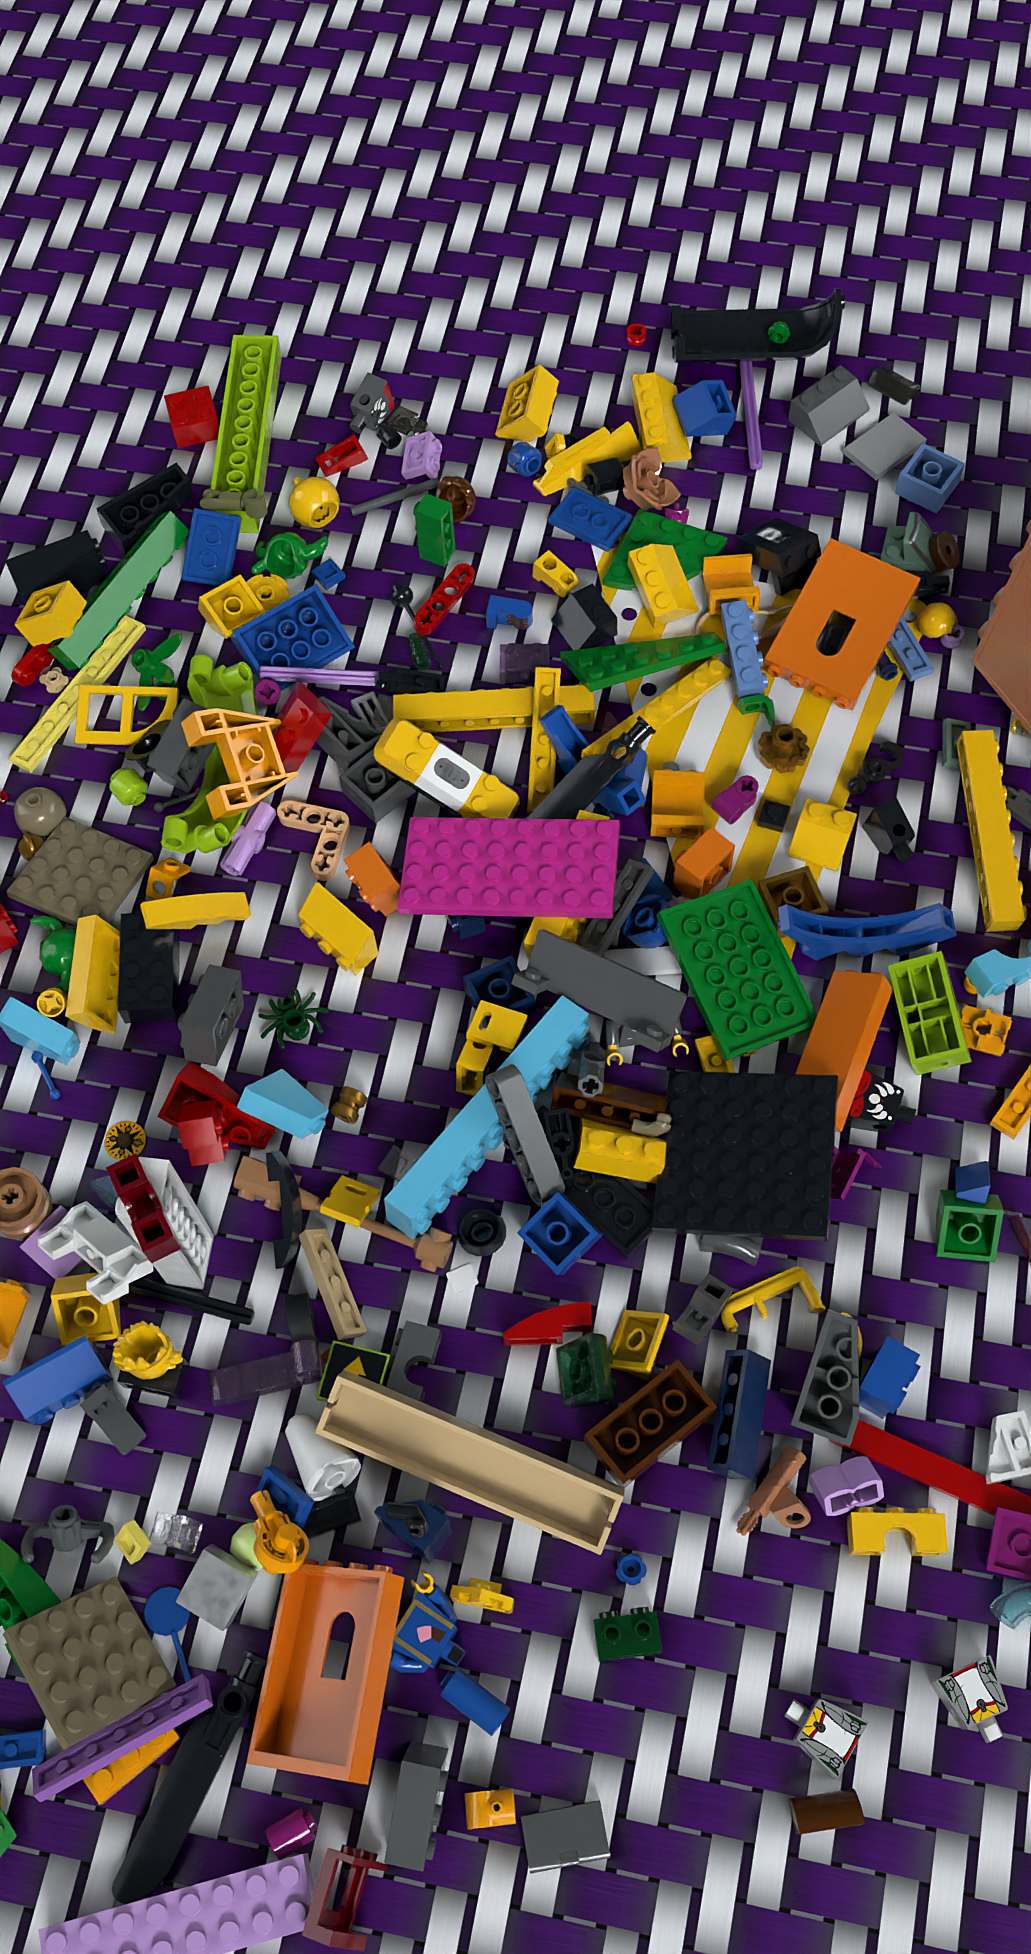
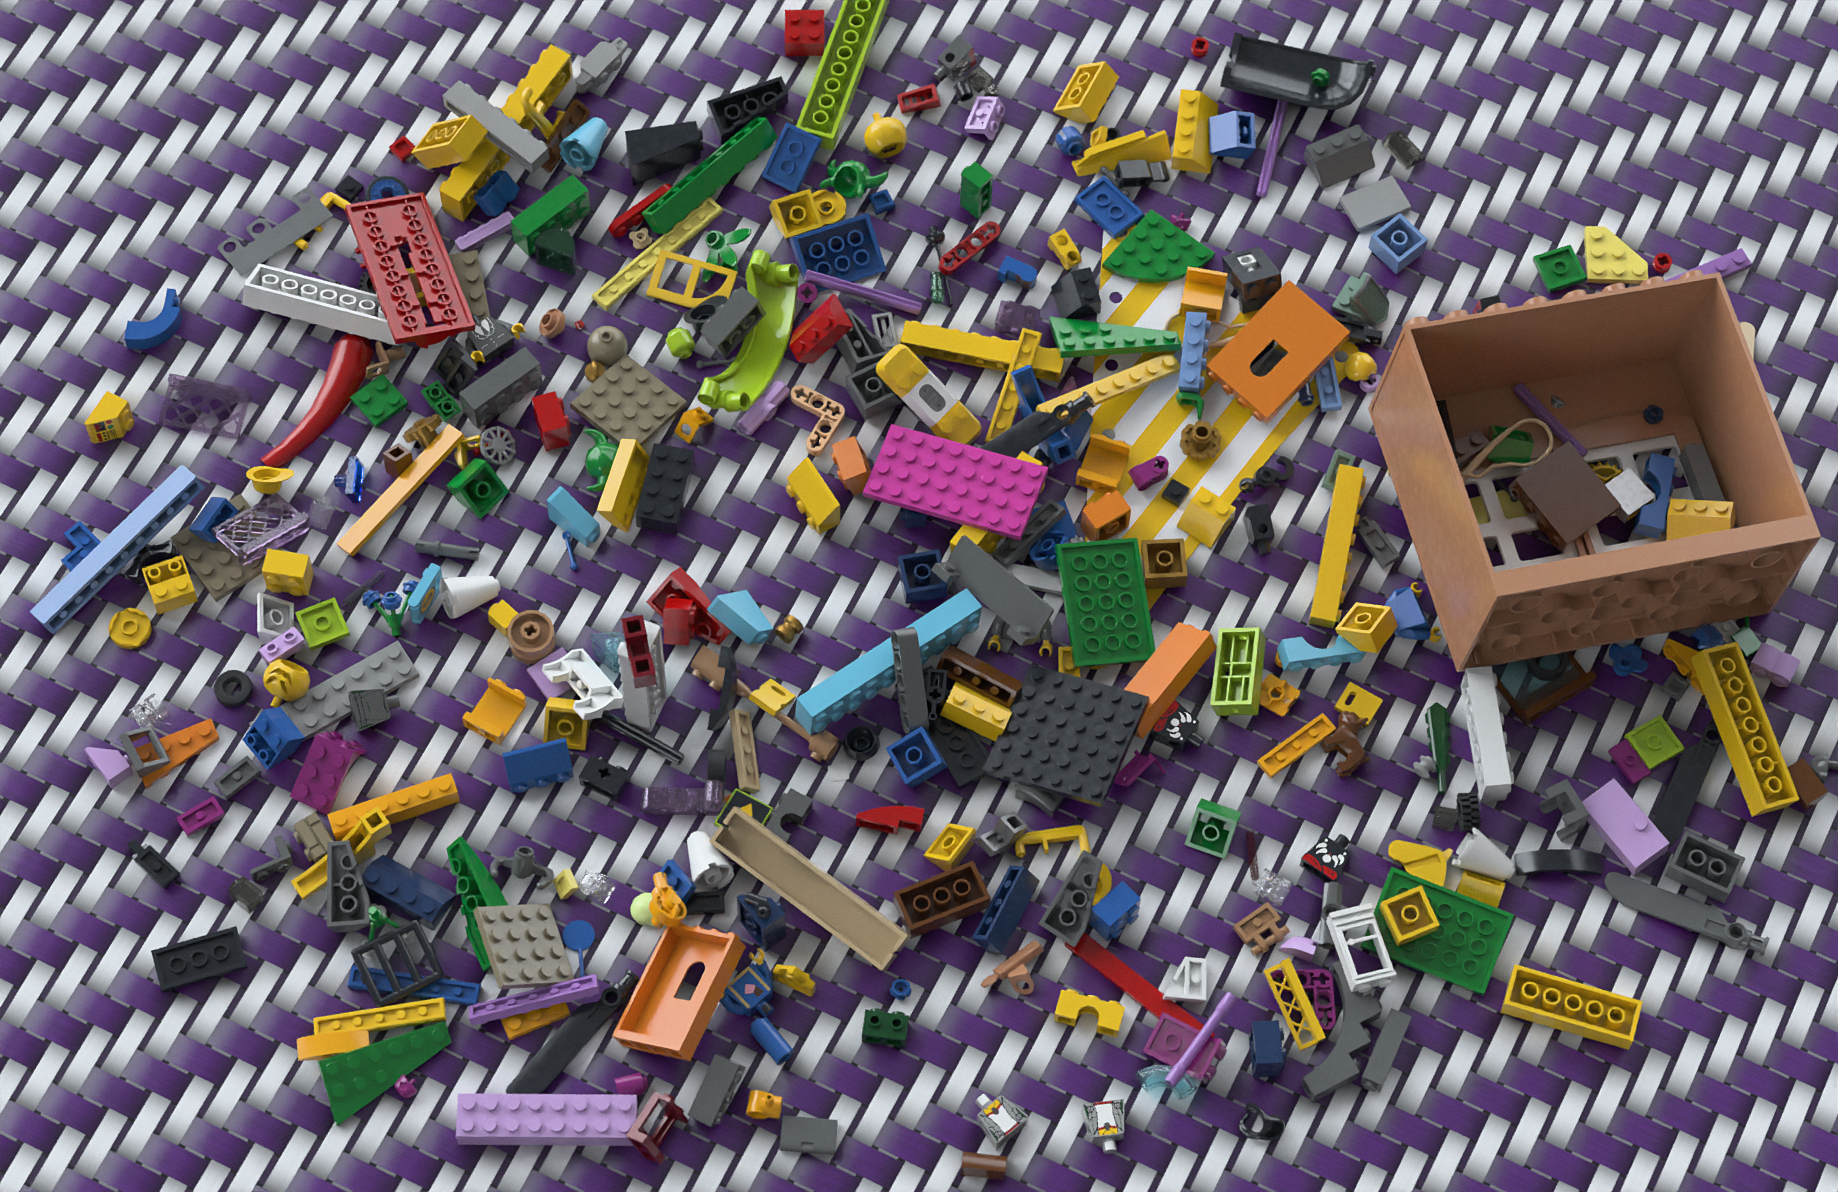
camera: 10 degrees right, 0 degrees up
(48, 1004) = (588, 500): yellow wheel -> none
(51, 613) = (652, 186): yellow brick -> none
(113, 1419) = (568, 801): dark grey bracket -> none
(124, 1140) = (615, 611): piece -> none
(145, 1351) = (604, 759): yellow hair -> none
(194, 910) = (710, 454): yellow slope -> none
(211, 1015) = (704, 537): dark grey brick -> none
(216, 500) = (834, 132): olive piece -> none
(217, 1587) = (617, 925): flat silver piece -> none
(247, 756) = (779, 344): light orange wedge -> none
(292, 1018) = (763, 555): dark green animal -> none
(394, 497) = (953, 146): dark grey bar -> none
(397, 1163) = (811, 678): clear tile -> none
(409, 681) = (922, 312): black hinge -> none
(460, 494) = (1002, 163): reddish brown hair -> none
(473, 1066) = (890, 618): yellow torso -> none
(503, 1028) = (916, 602): yellow piece -> none
(586, 1371) = (908, 854): clear green brick -> none
(591, 1069) = (973, 647): dark grey piece -> none
(644, 483) = (1161, 189): nougat brick -> none
(654, 1128) = (1005, 701): dark tan arm -> none
(661, 583) = (1148, 280): yellow slope -> none
(847, 1486) = (1065, 973): lavender brick -> none
(899, 933) = (1208, 602): blue arch -> none
(944, 551) = (1387, 309): reddish brown piece -> none
(973, 1182) = (1226, 798): blue slope -> none

